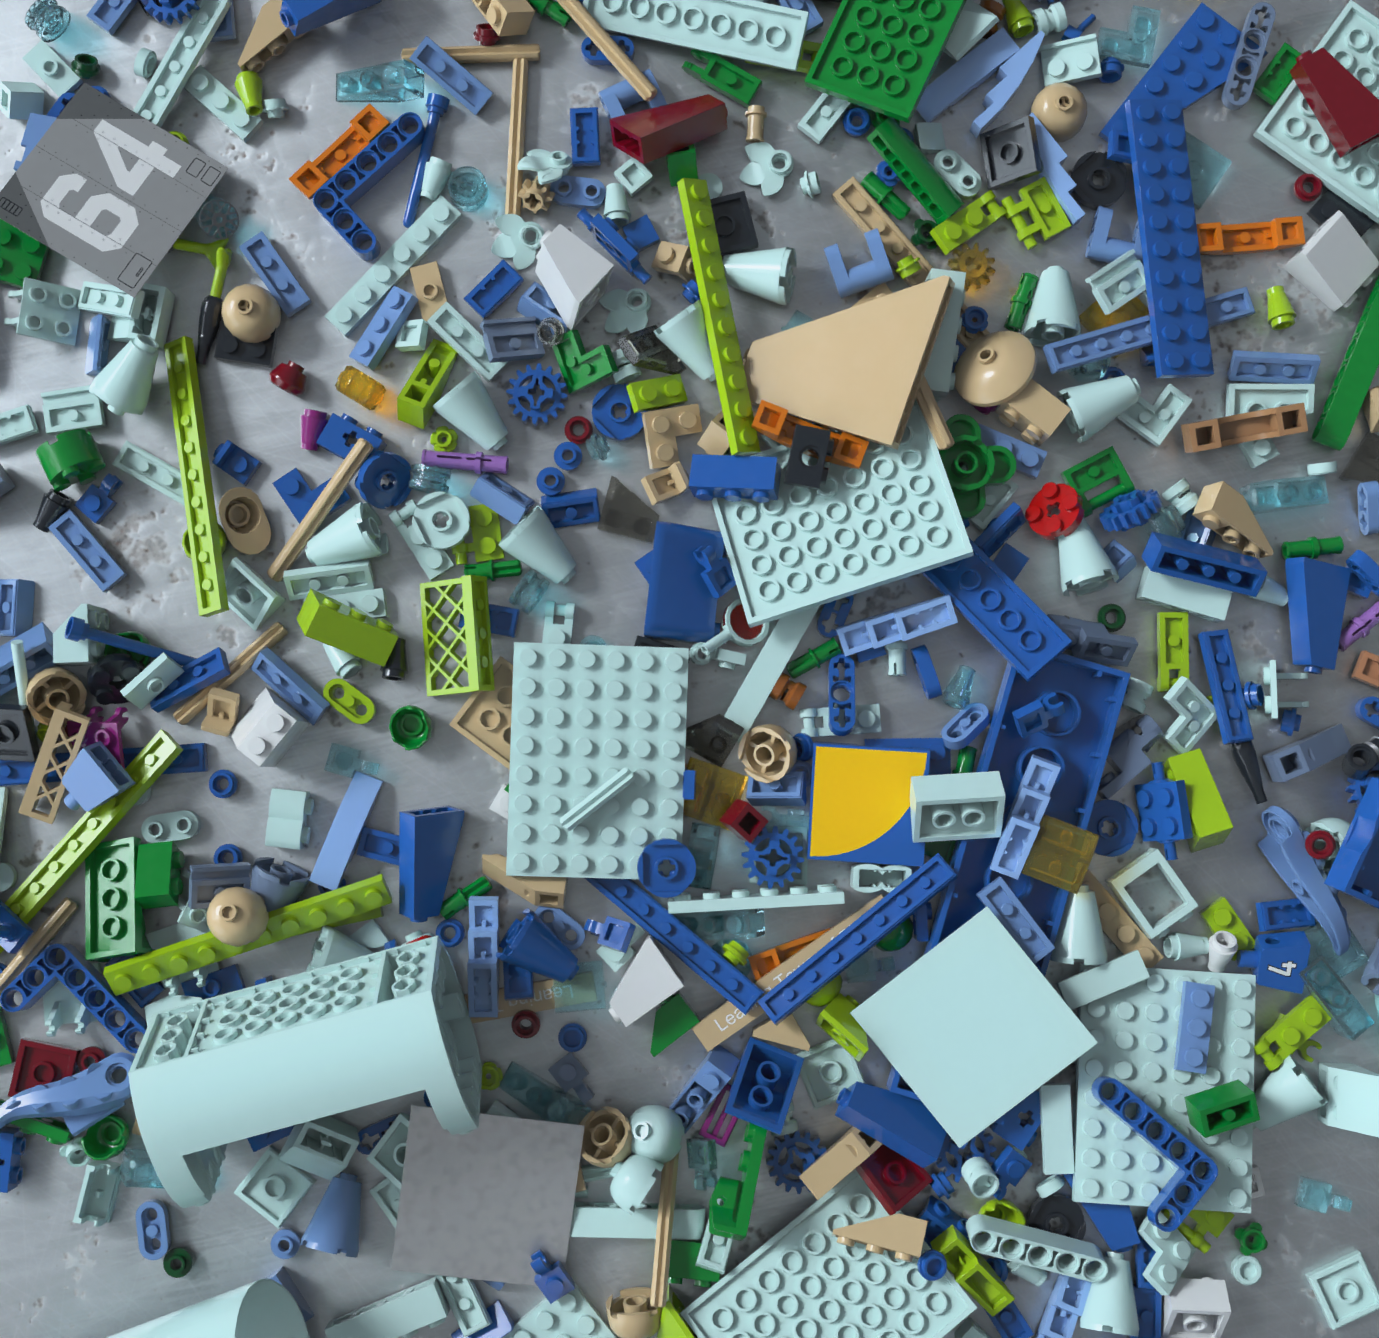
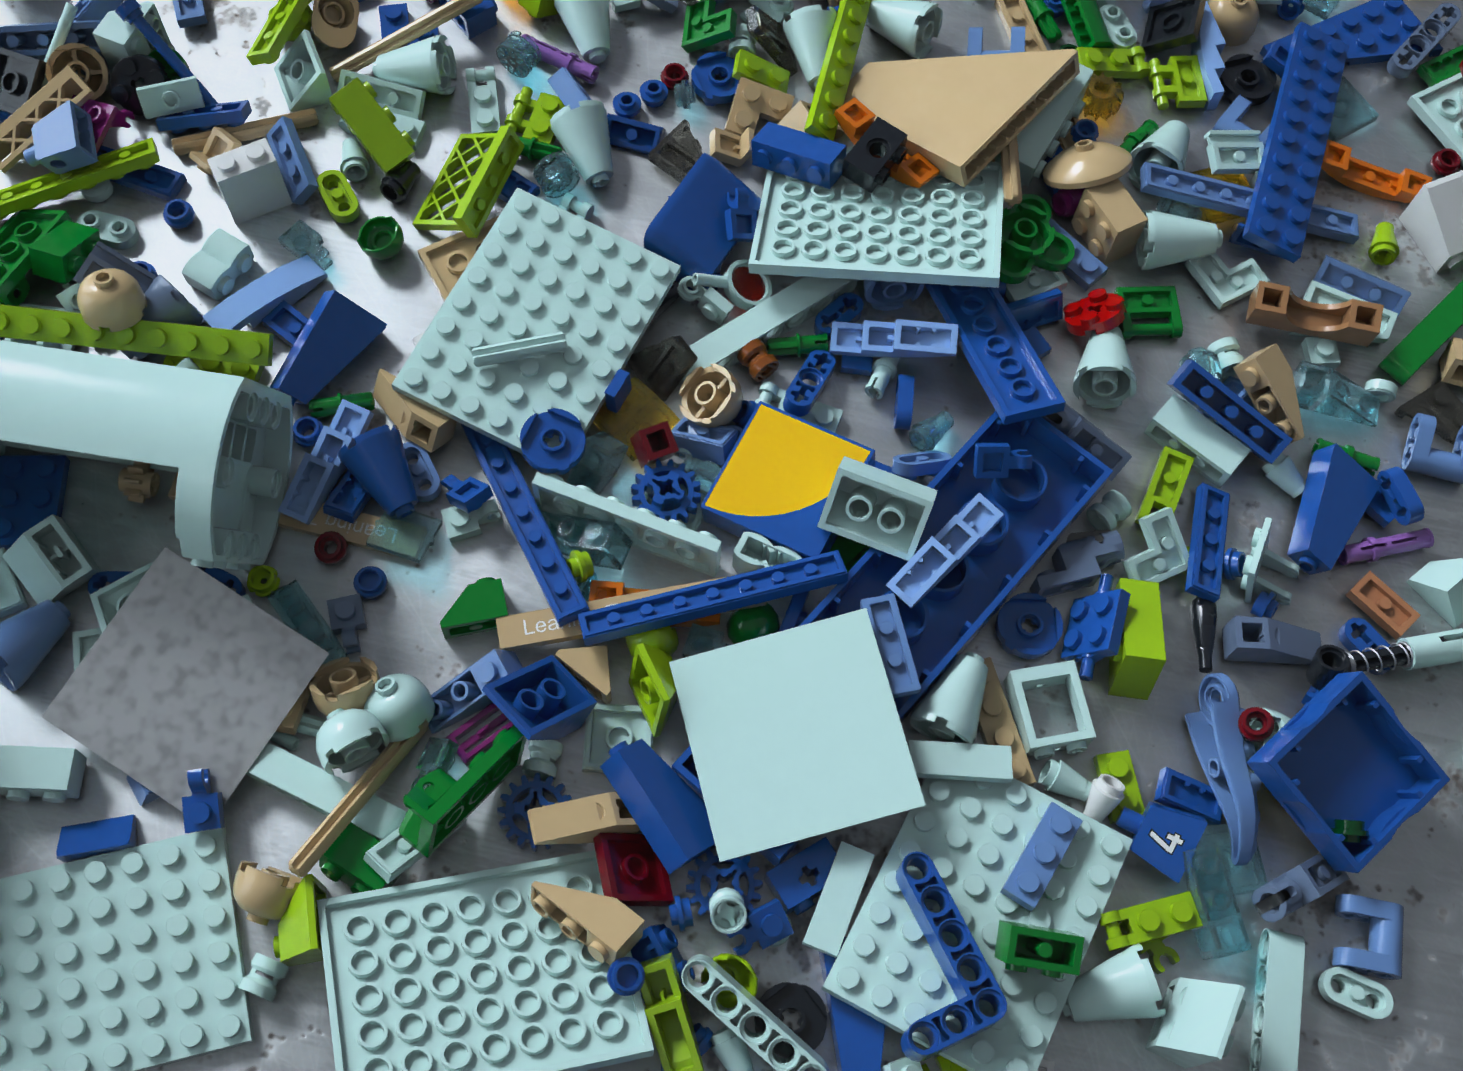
camera: 20 degrees right, 20 degrees down
(370, 476) = (462, 31): blue plate -> none
(448, 505) = (509, 98): light aqua plate -> none
(449, 445) = (551, 35): lime plate -> none
(465, 1303) = (96, 795): light aqua tile -> none
(548, 394) = (654, 32): blue gear -> none
(645, 983) = (469, 550): white slope -> none
(1050, 1185) = (803, 971): light aqua tile -> none
(1060, 854) = (967, 602): clear yellow slope -> none
(1117, 611) = (1116, 428): dark green plate -> none
(1121, 558) = (1146, 392): medium blue slope -> none
(1130, 510) = (1171, 339): blue gear -> none

